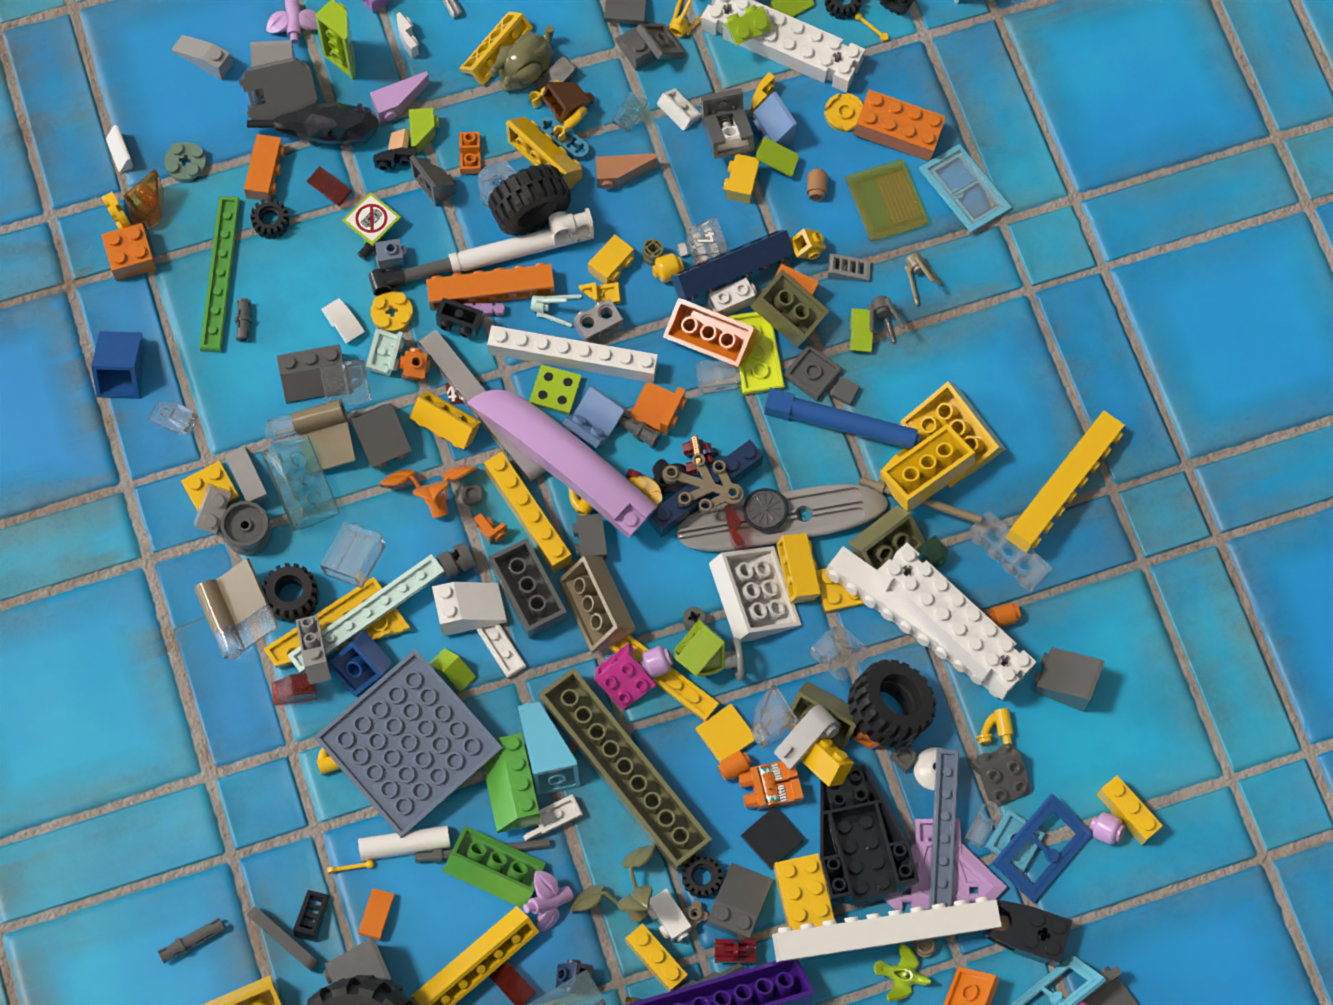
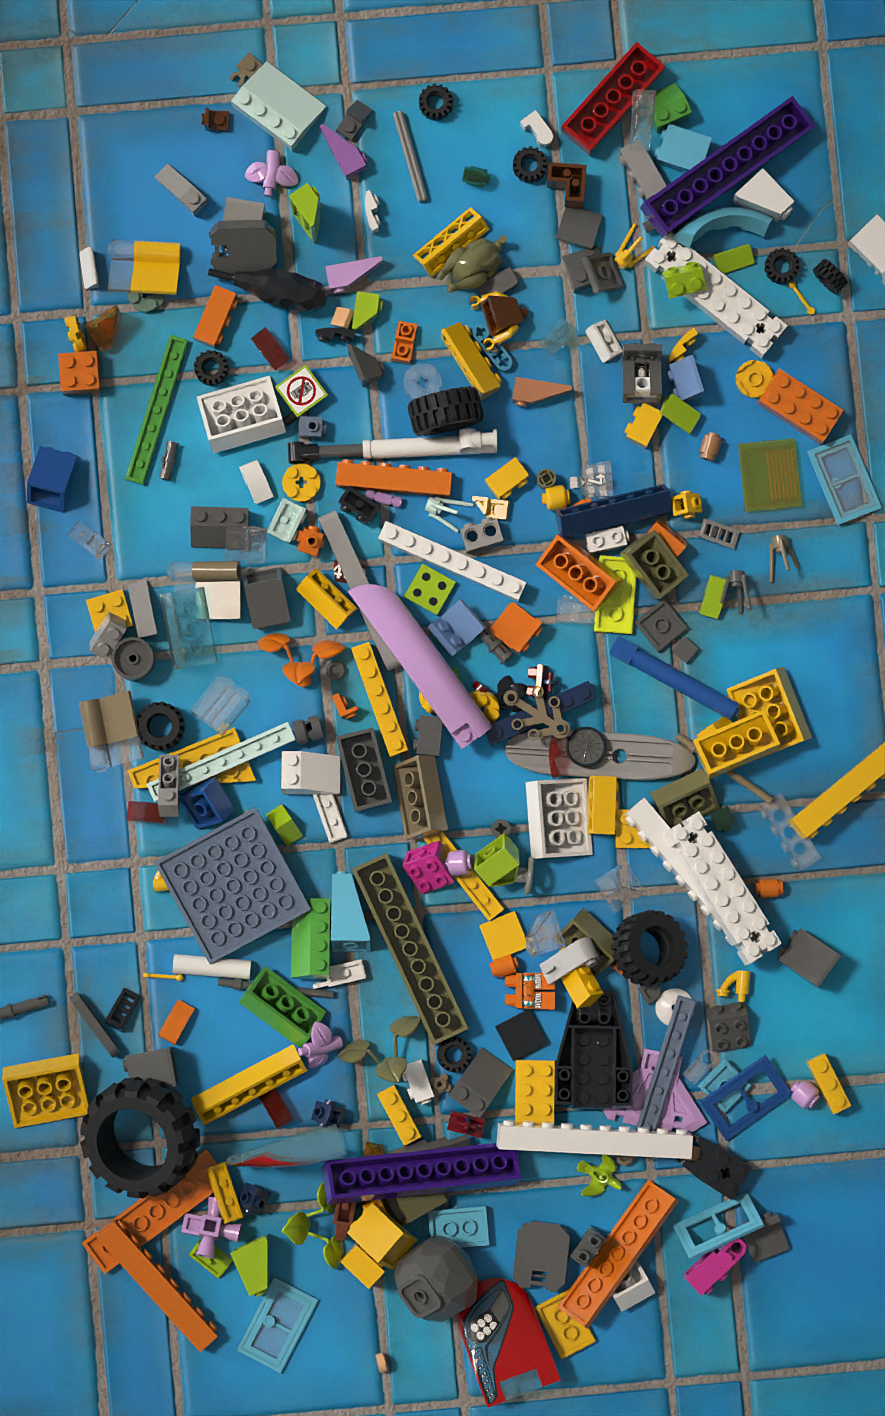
camera: 15 degrees right, 15 degrees up
(177, 132) = (144, 266): none -> yellow door
(312, 257) = (241, 414): none -> white slope

